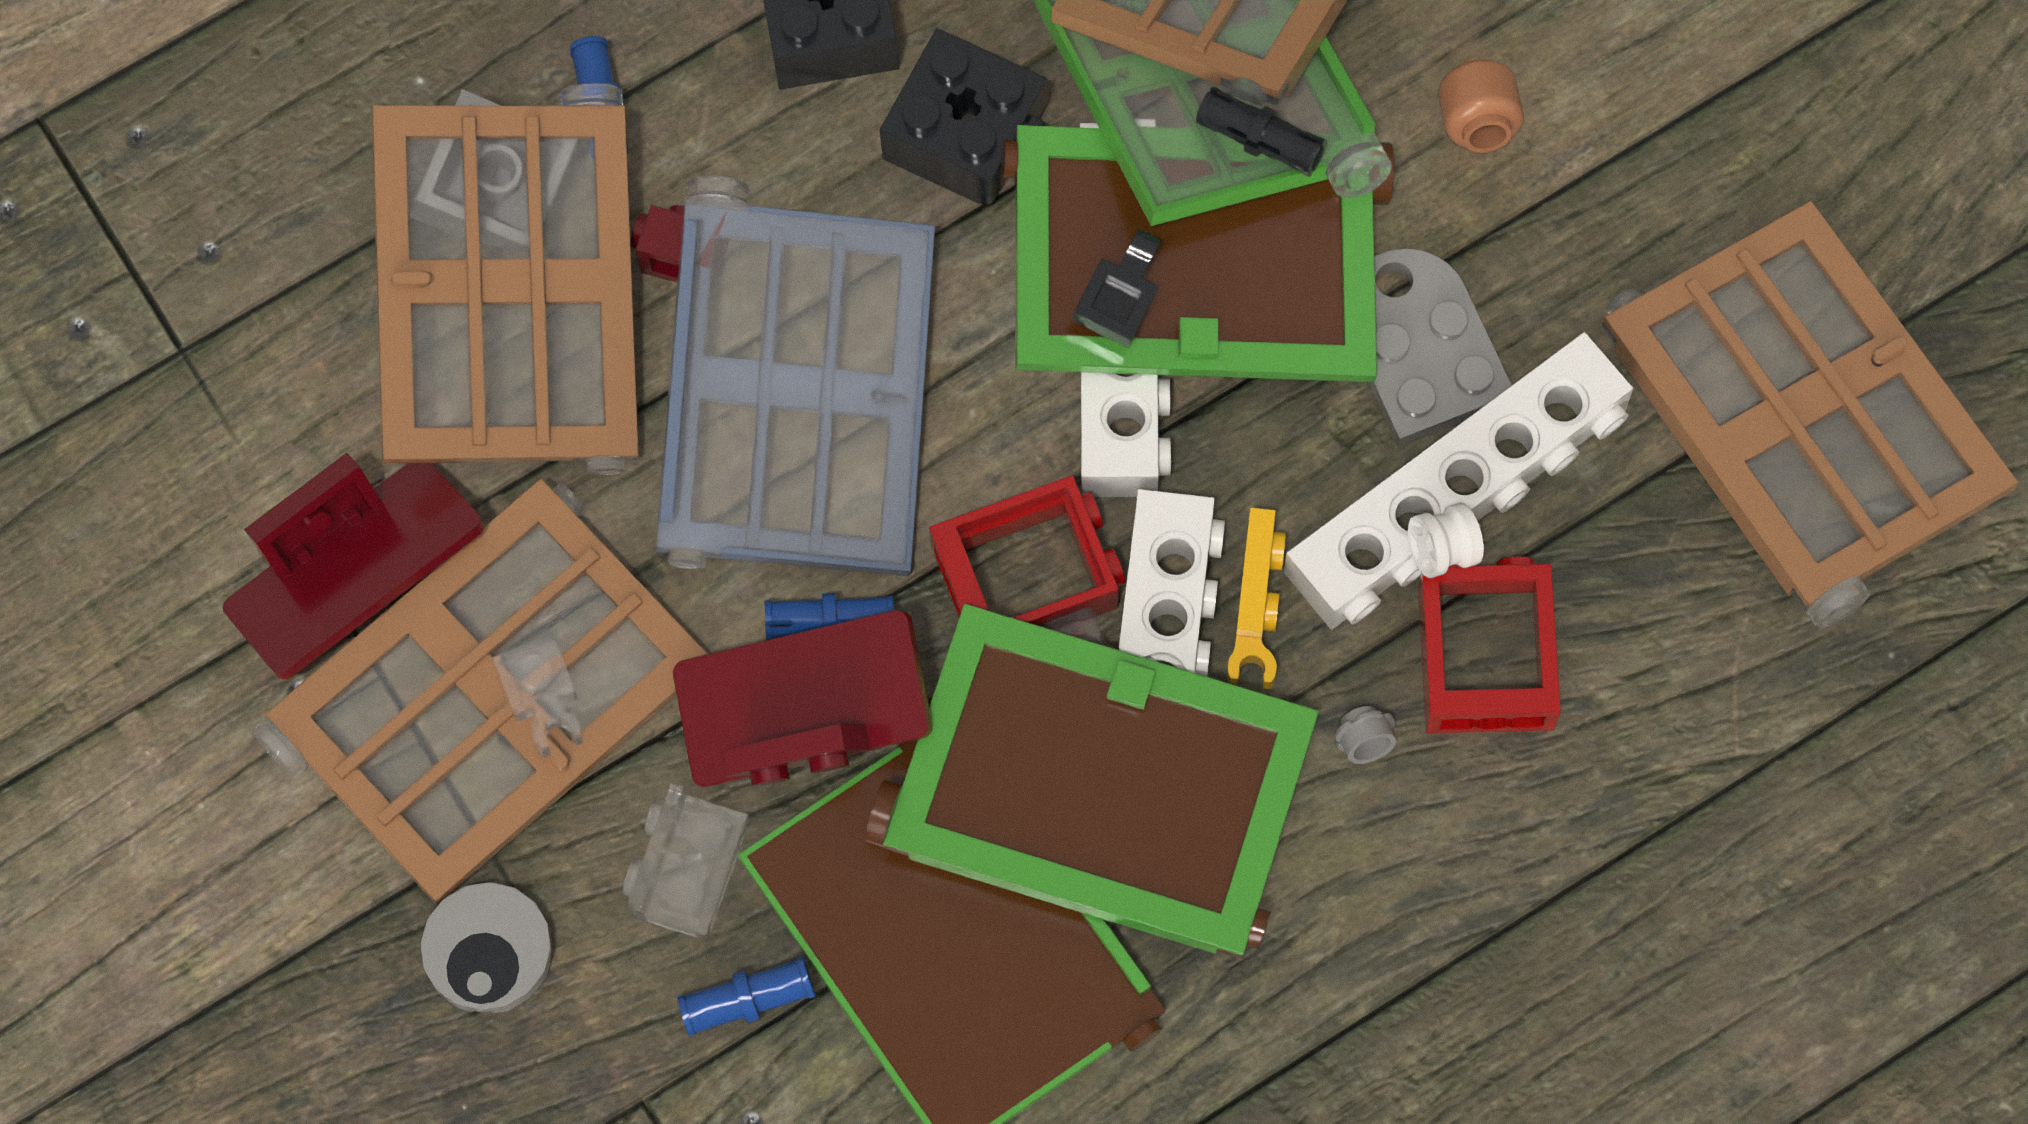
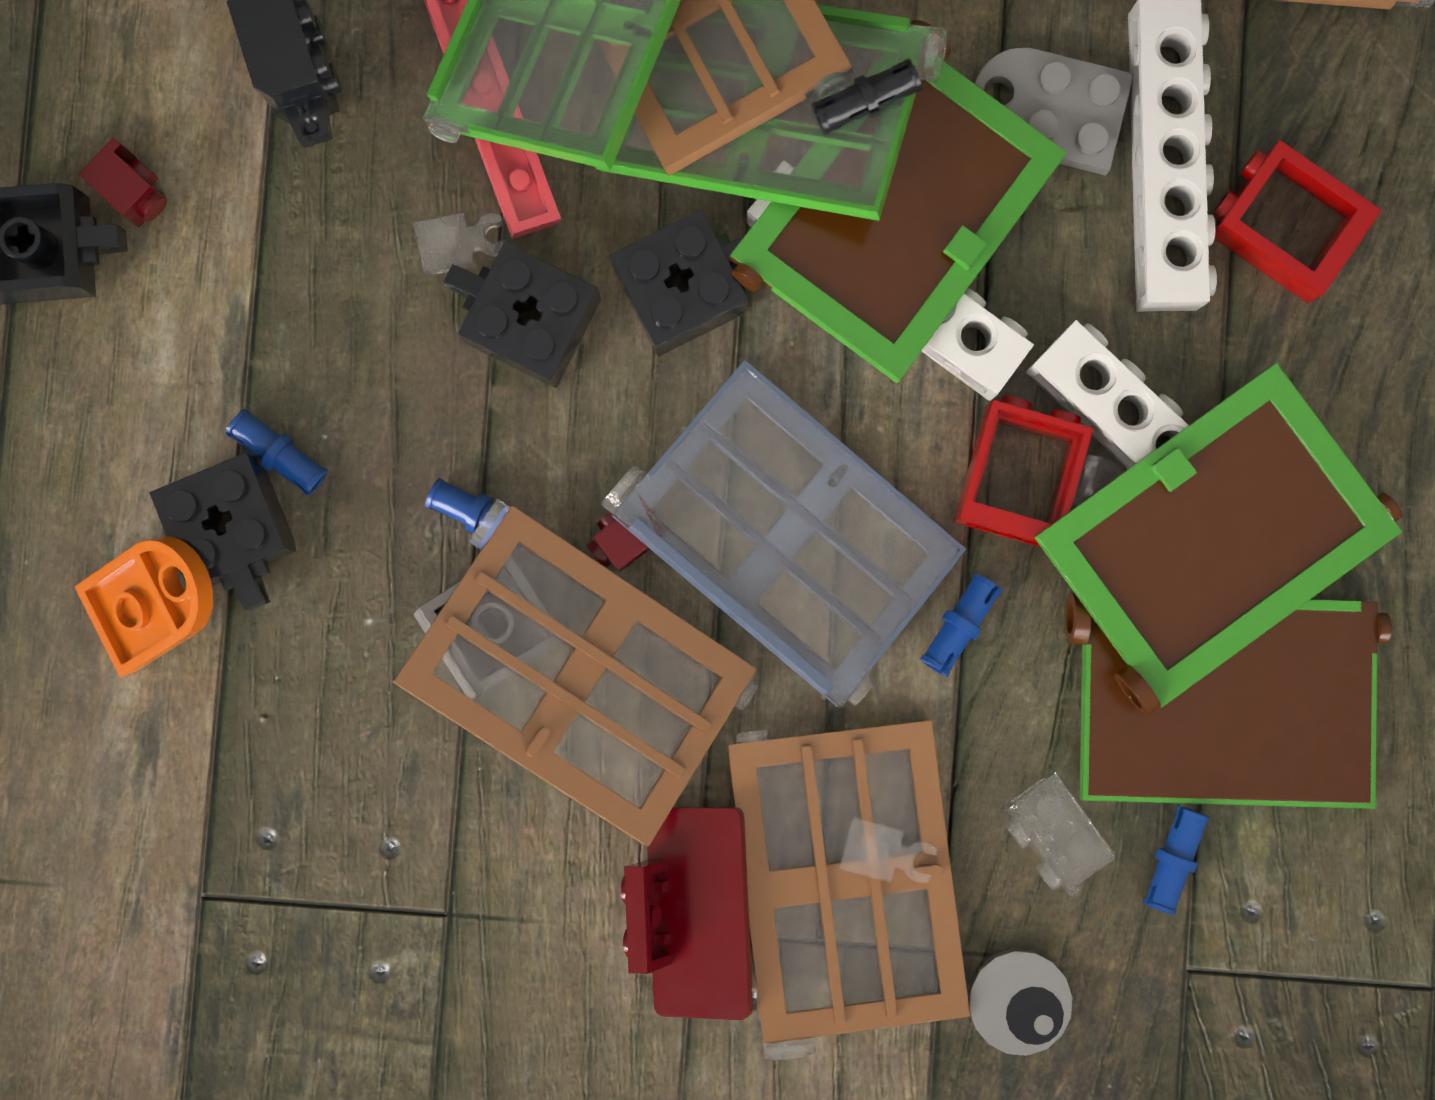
camera: 55 degrees left, 15 degrees up
(802, 700) = (1023, 690): dark red bracket -> none
(1118, 294) = (908, 279): black plate -> none
(1257, 606) = (1154, 346): yellow plate -> none
(1366, 734) = (1289, 341): light grey plate -> none
(1445, 540) = (1226, 194): white wheel -> none

